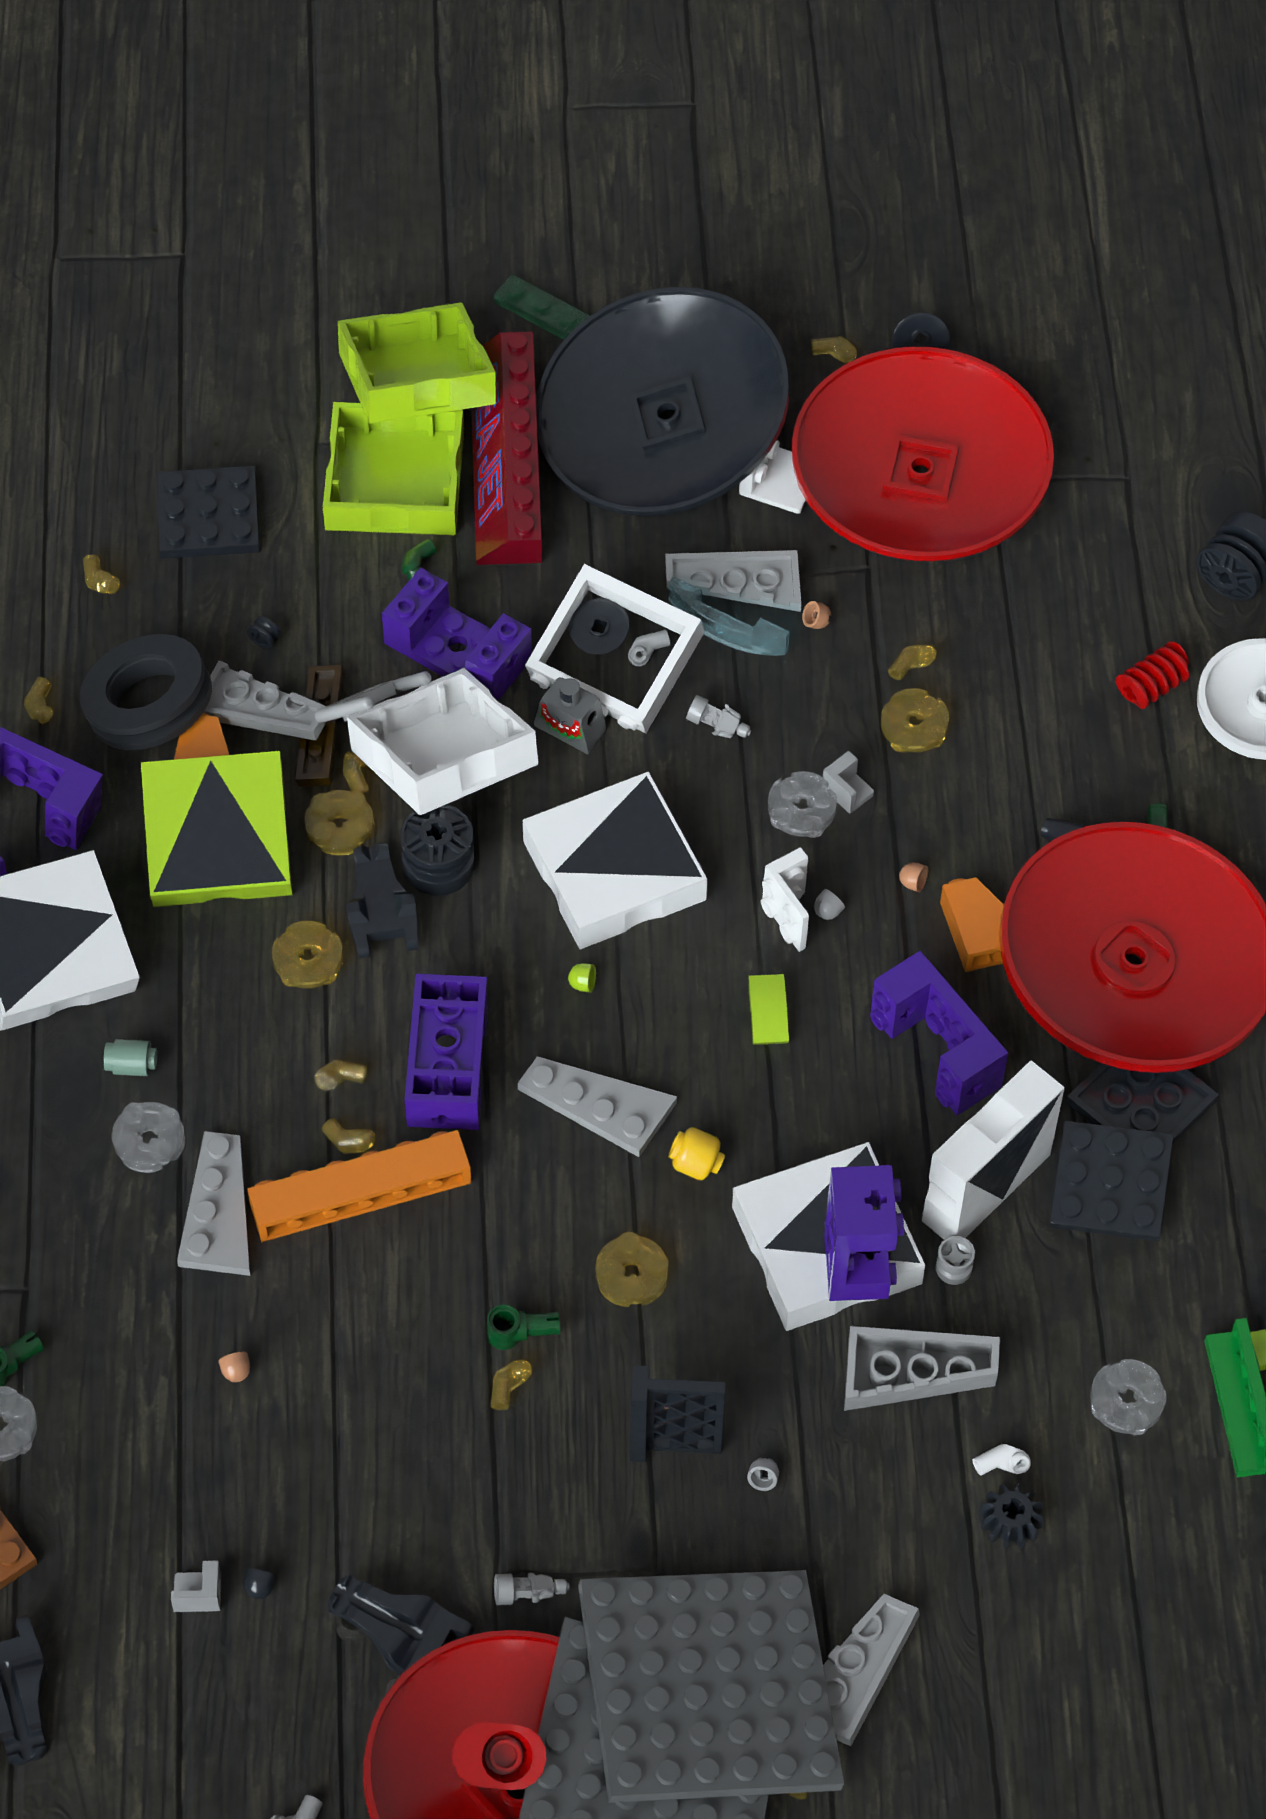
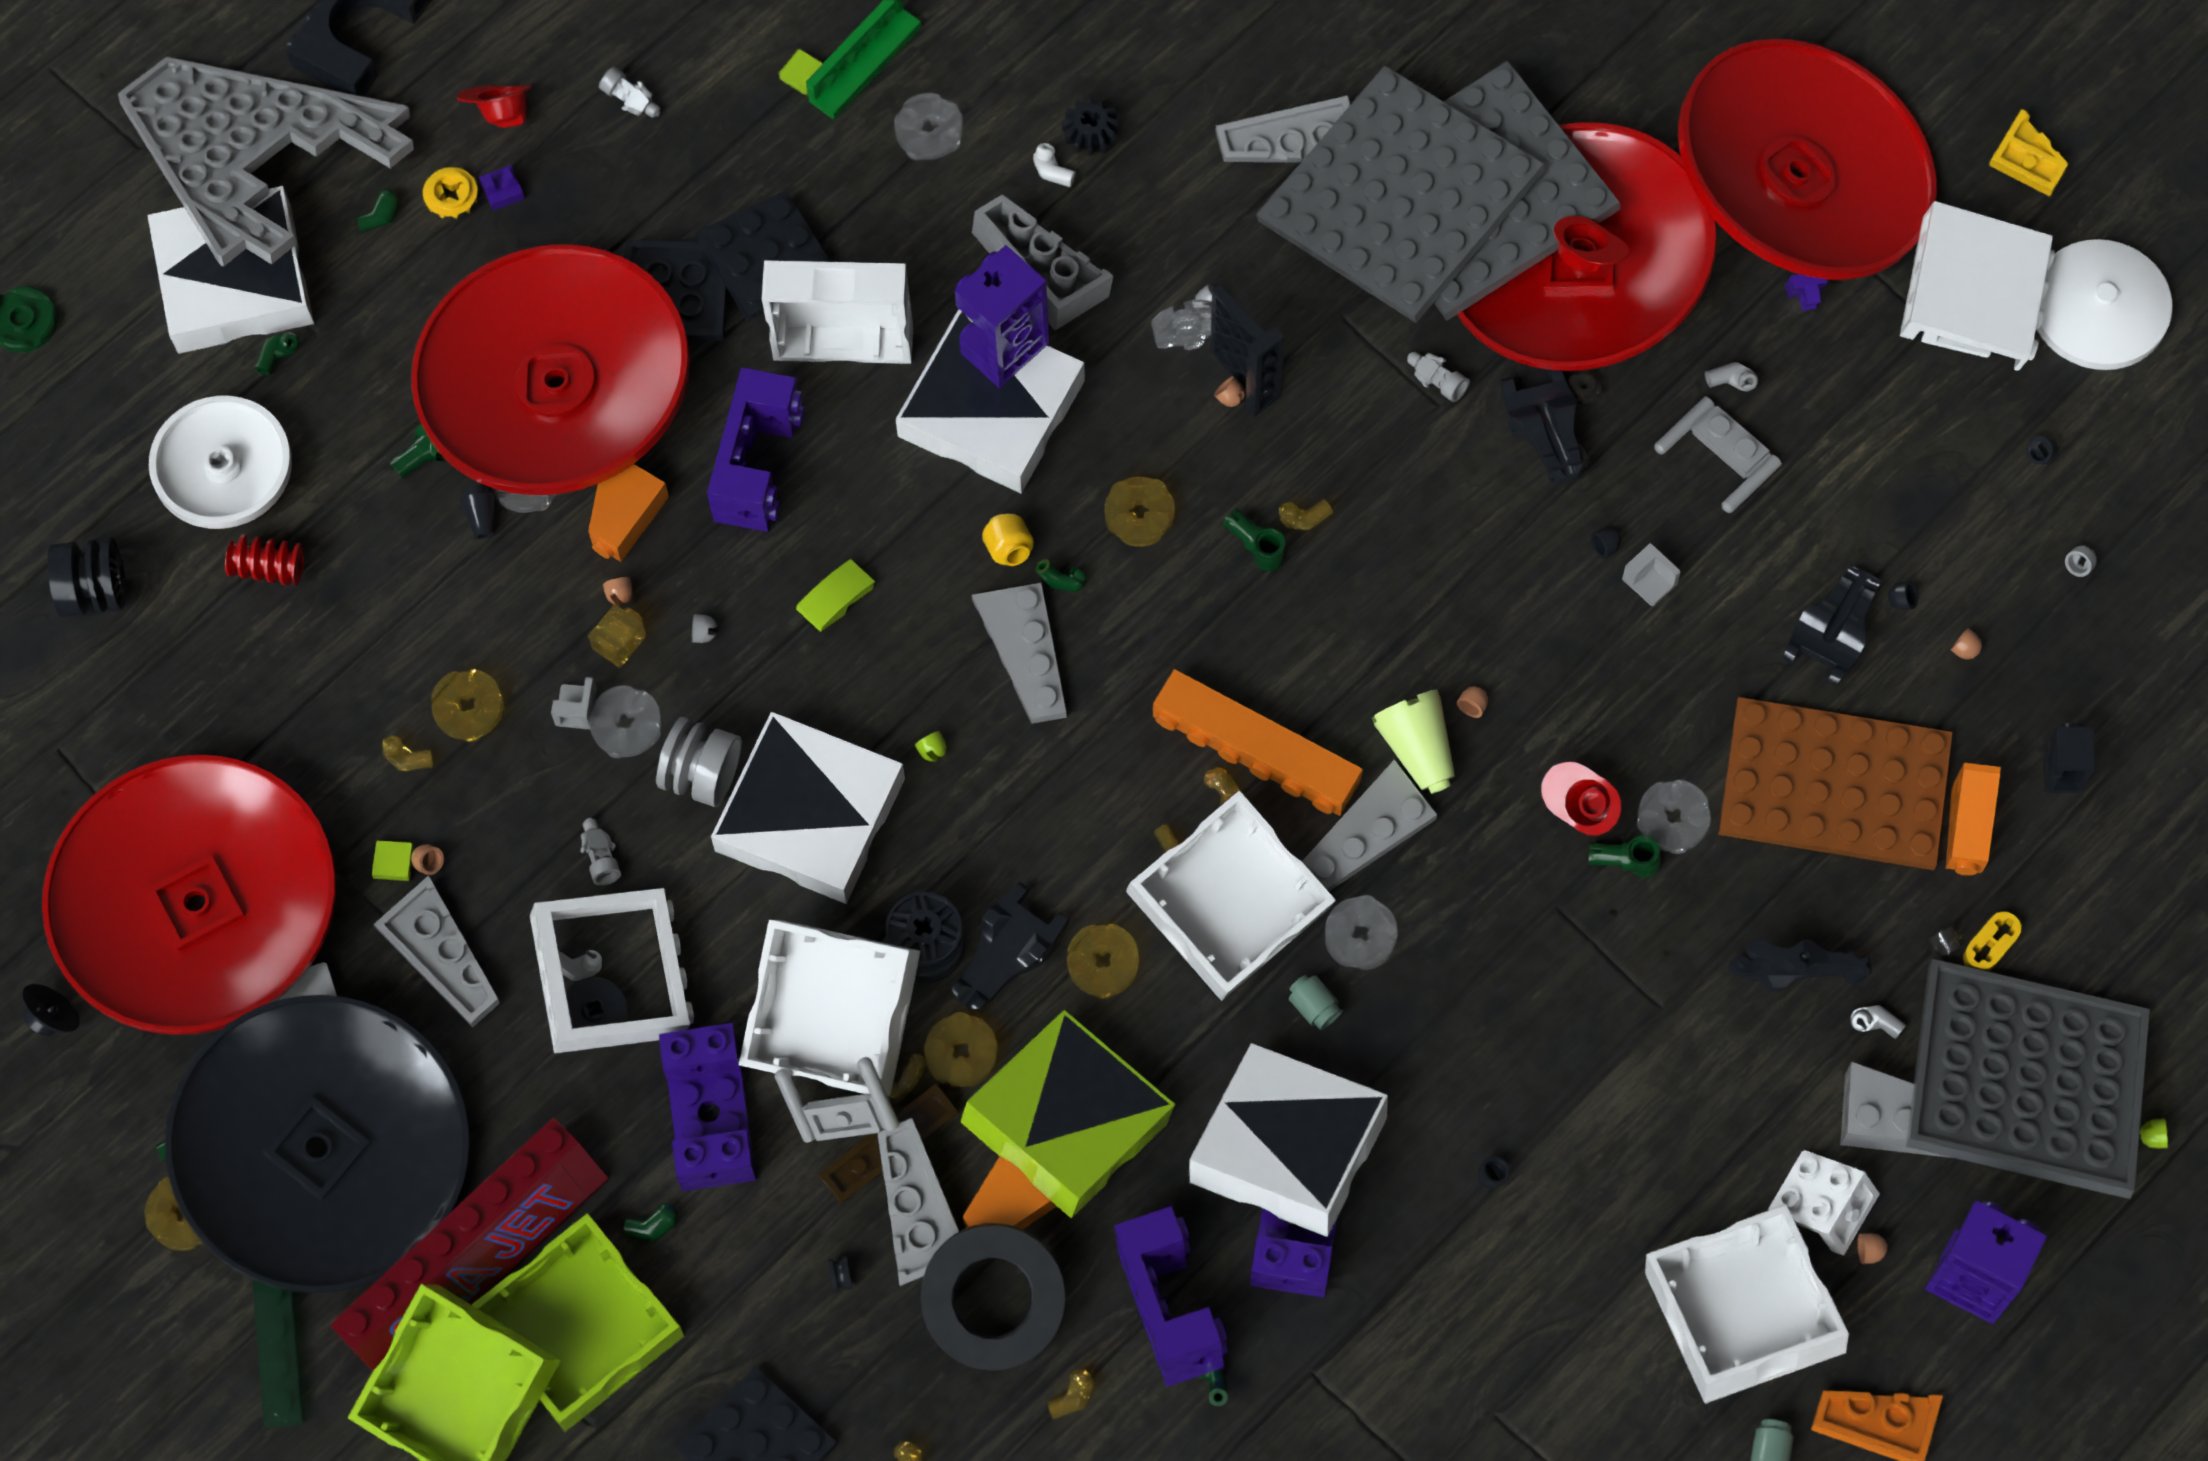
camera: 130 degrees left, 10 degrees up
(74, 1364) = (1581, 798): none -> red piece
(244, 1763) = (1729, 443): none -> light grey plate
(245, 1291) = (1419, 739): none -> yellowish green cone
(260, 1060) = (1230, 896): none -> white tile
(440, 1080) = (1066, 790): dark purple plate -> none
(571, 715) = (703, 954): dark grey torso -> none
(623, 1171) = (1057, 580): none -> dark green arm
(715, 810) = (693, 760): none -> light grey wheel
(755, 1412) = (1183, 327): none -> clear plate
(761, 639) = (503, 961): clear light blue slope -> none
(782, 889) = (729, 662): white bracket -> none
(835, 346) = (110, 1082): clear yellow arm -> none
(839, 599) = (392, 860): none -> lime tile
(875, 845) = (618, 634): none -> clear yellow brick
(959, 1253) = (928, 298): light grey wheel -> none

